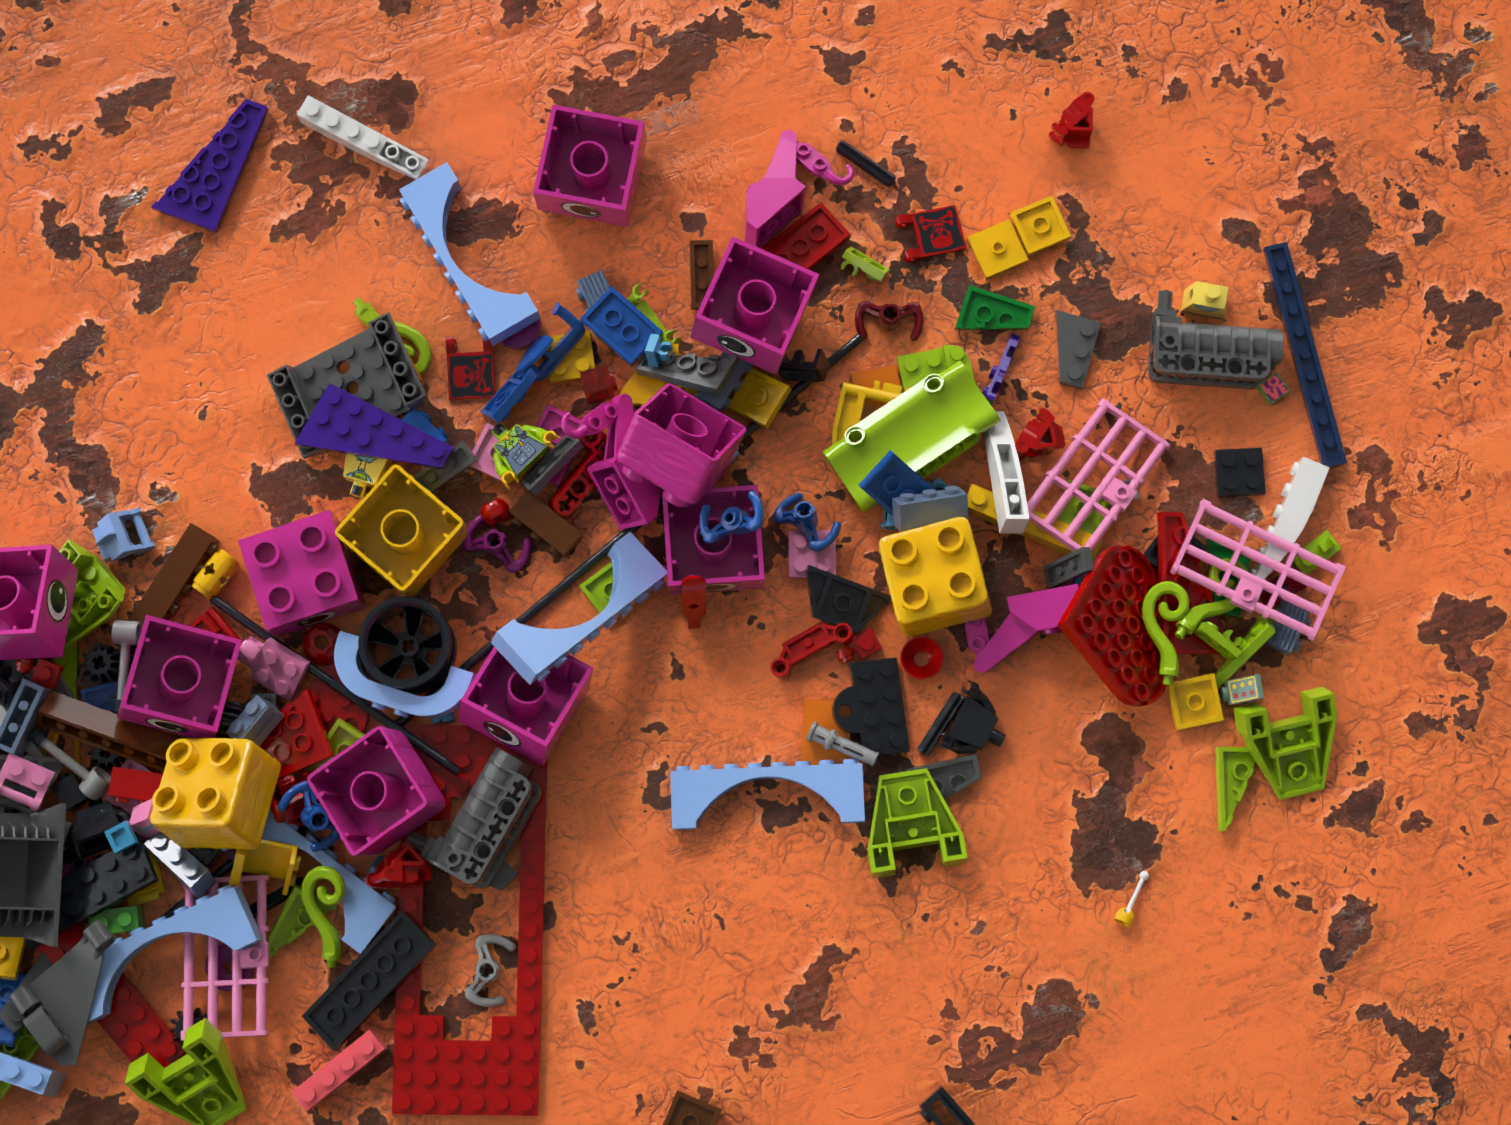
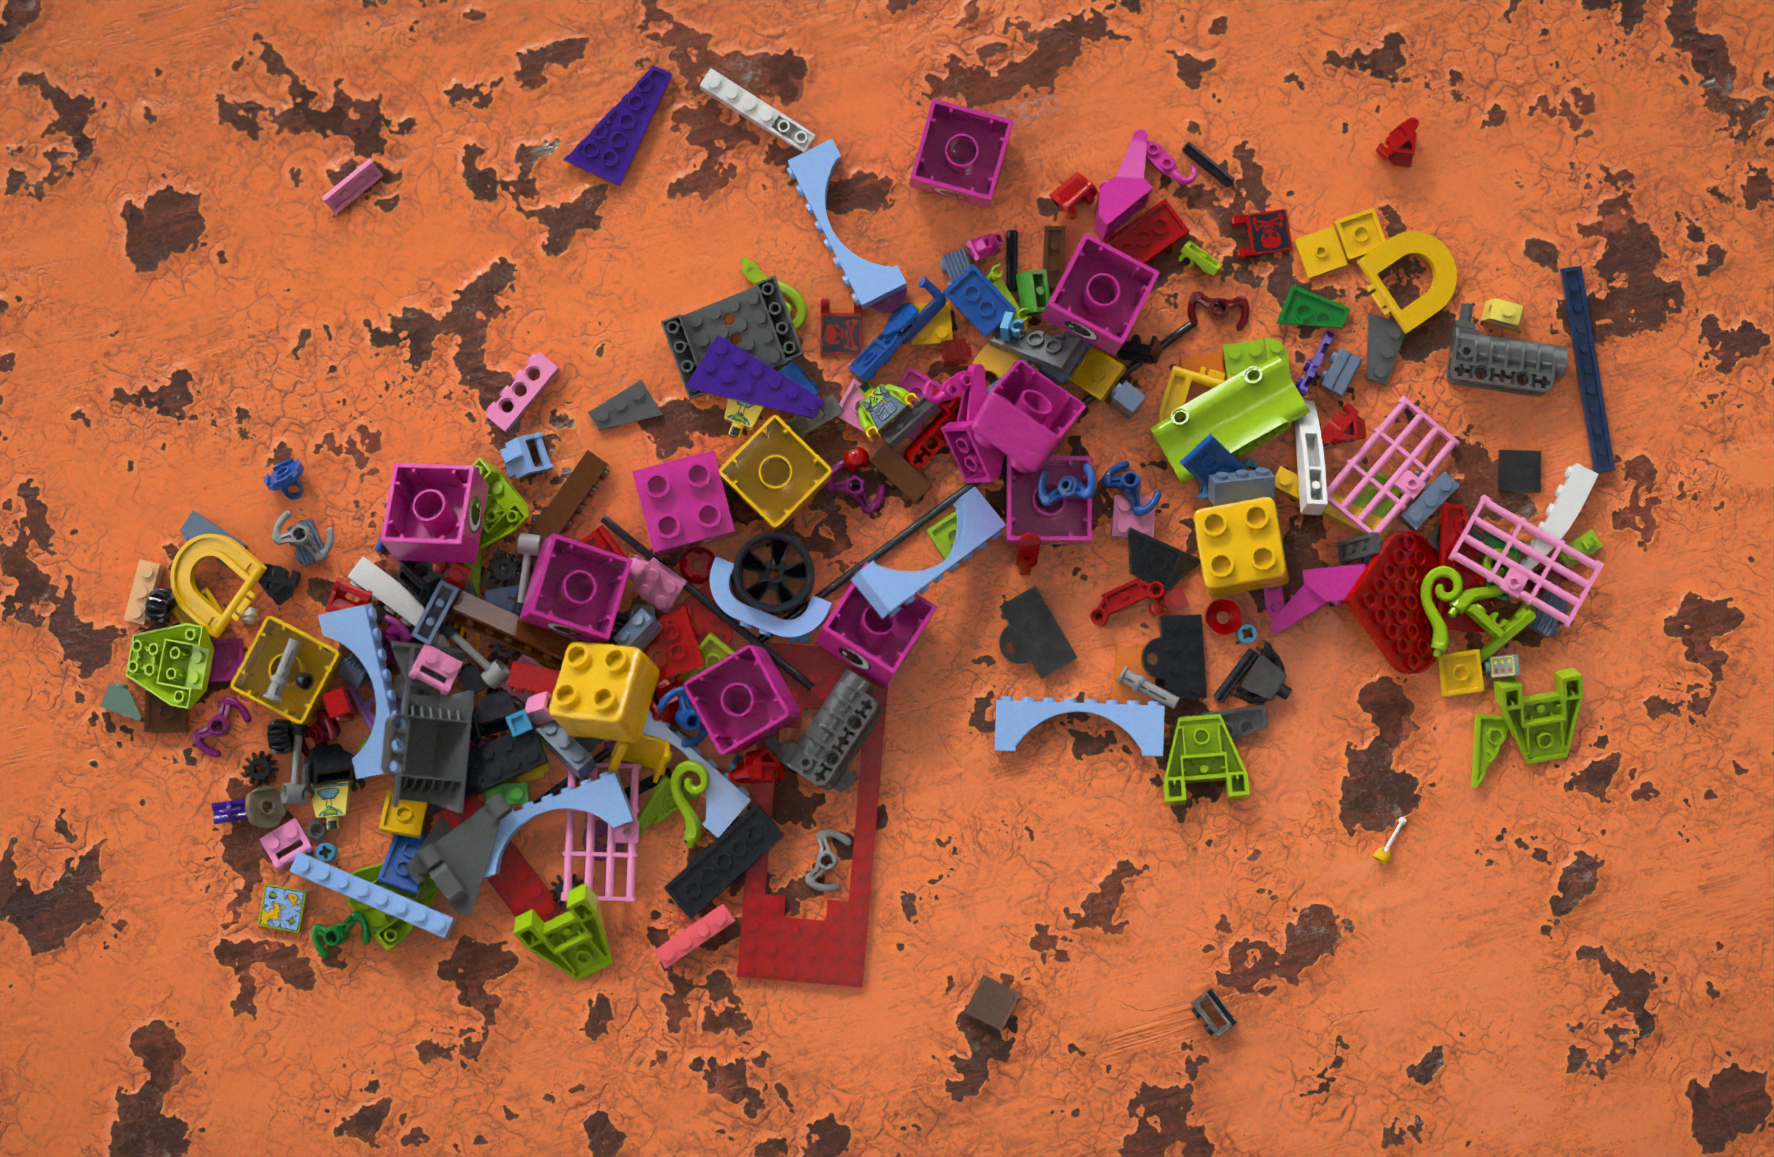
camera: 10 degrees right, 5 degrees up
(128, 462) = (534, 388): none -> bright pink brick
(221, 565) = (601, 503): yellow piece -> none
(234, 473) = (626, 407): none -> dark grey wing
(624, 267) = (985, 246): none -> dark pink hips
(656, 281) = (1012, 260): none -> black axle
(680, 310) = (1033, 291): none -> bright green brick
(709, 693) = (1035, 634): none -> black plate
(718, 198) = (1072, 192): none -> red piece
(794, 422) = (1126, 399): none -> sand blue brick
(942, 677) = (1253, 633): none -> dark azure bush
(1030, 378) = (1340, 372): none -> sand blue brick
(1119, 237) = (1443, 281): none -> yellow piece
(1141, 512) = (1429, 501): none -> sand blue brick
(1273, 388) = (1556, 398): tile -> none

